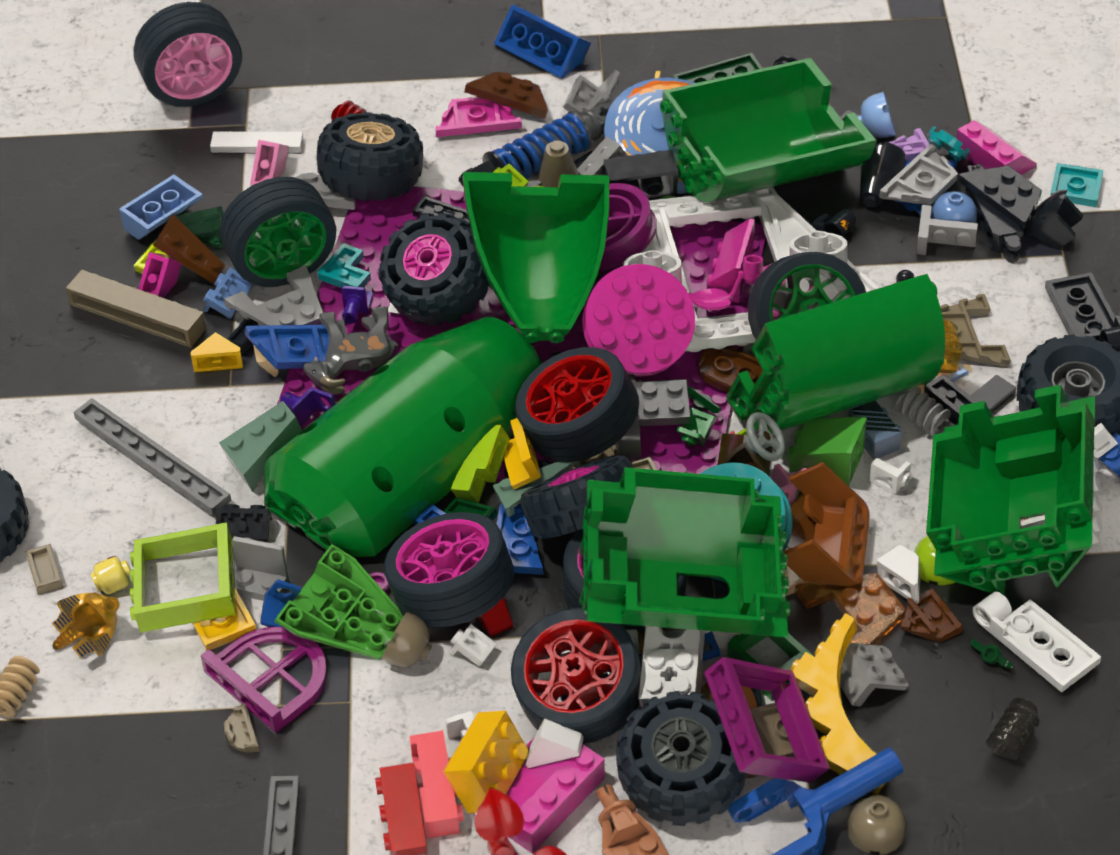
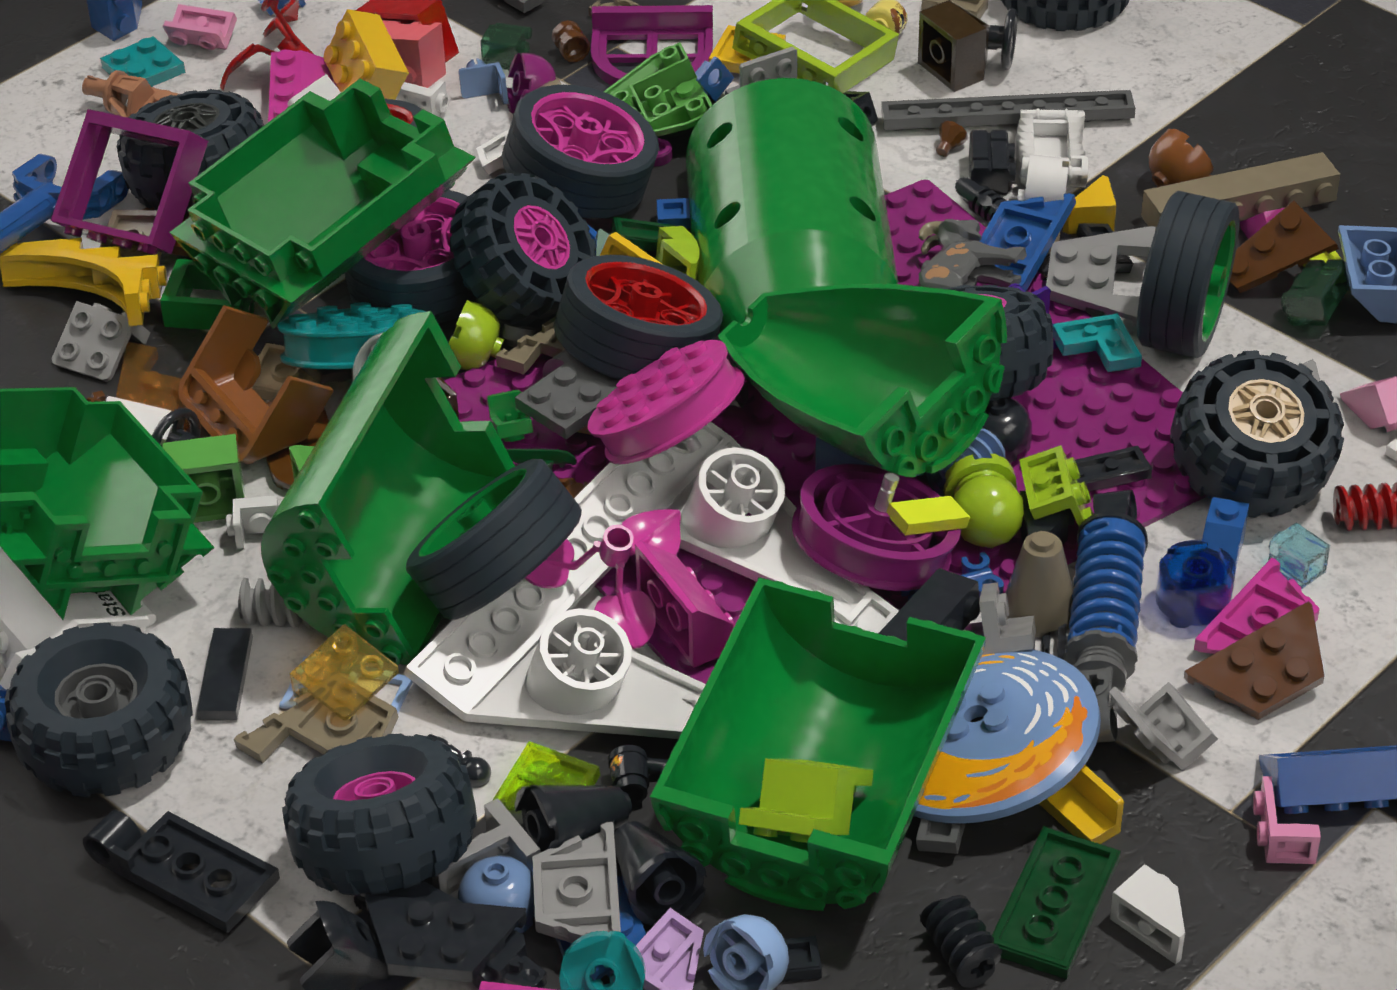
camera: 135 degrees right, 5 degrees down
(110, 499) = (956, 44): none -> dark brown piece
(140, 341) = (1176, 161): none -> dark orange cylinder
(175, 407) = (1054, 135): none -> white piece
(209, 461) = (951, 136): none -> reddish brown rock
(219, 423) = (992, 160): none -> black brick
(232, 369) = (1044, 177): none -> white brick
(258, 440) = (914, 154): sand green wedge -> none
(263, 394) = (979, 198): none -> black hinge
(306, 405) = (926, 207): dark purple bracket -> none
(314, 712) = (570, 41): none -> reddish brown wheel
(358, 744) = (503, 42): none -> clear green brick
(394, 681) = (528, 74): none -> magenta cylinder
(408, 723) = (482, 80): none -> medium blue bracket
(424, 124) = (1300, 554): none -> clear light blue brick
(442, 153) = (1226, 526): none -> blue slope
(486, 133) = (1194, 583): none -> clear blue brick
(603, 41) = (1283, 842): none -> bright pink bracket
(691, 47) = (1151, 911): none -> white slope
(790, 135) = (805, 797): none -> lime bracket
(878, 248) = (545, 767): none -> clear neon green wing
(891, 215) = (565, 811): none -> black cone
(898, 509) = (208, 461): none -> bright green piece
(948, 394) = (239, 627): black plate -> none
(989, 240) = (379, 814): none -> black wheel

